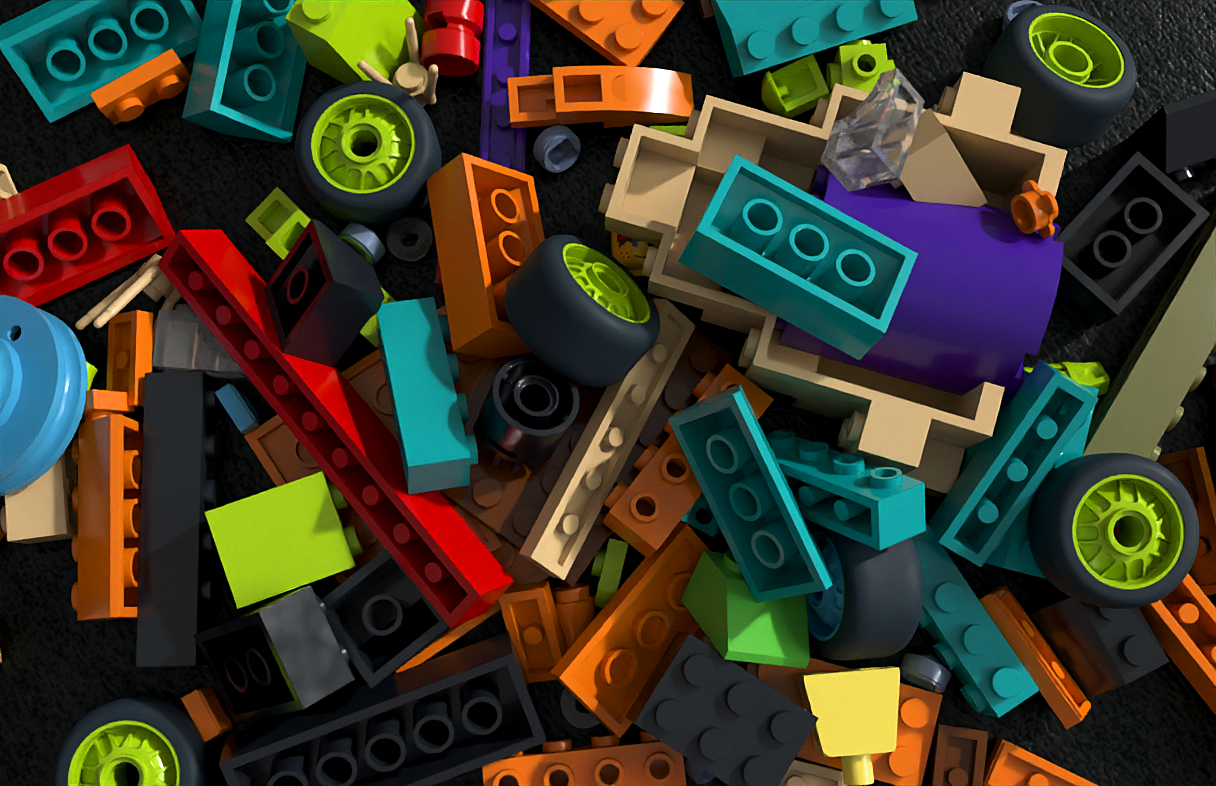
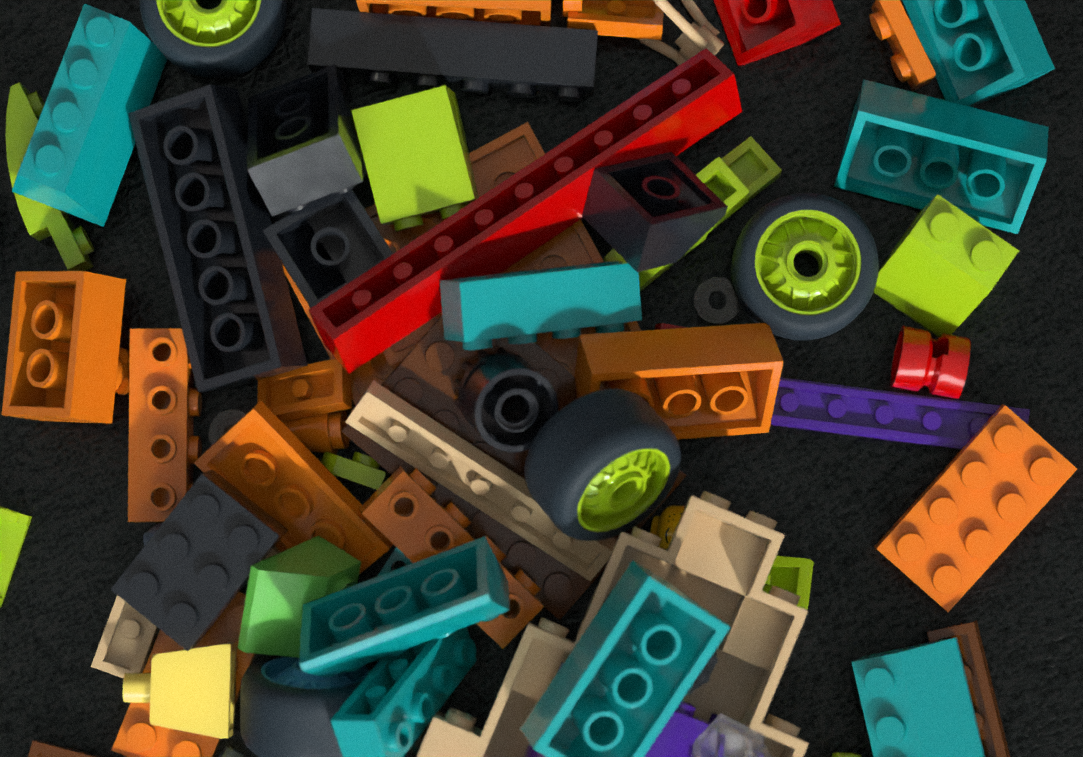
camera: 100 degrees right, 5 degrees up
(189, 346) = (623, 73): clear arch -> none
(207, 713) = (262, 71): orange tile -> none
(239, 408) = (555, 120): dark azure tile -> none
(363, 241) = (714, 252): sand blue tile -> none
(410, 76) = (885, 315): tan plant -> none
(556, 148) = (797, 460): sand blue tile -> none
(600, 94) = (845, 512): orange slope -> none
(794, 88) = (840, 718): lime plate -> none

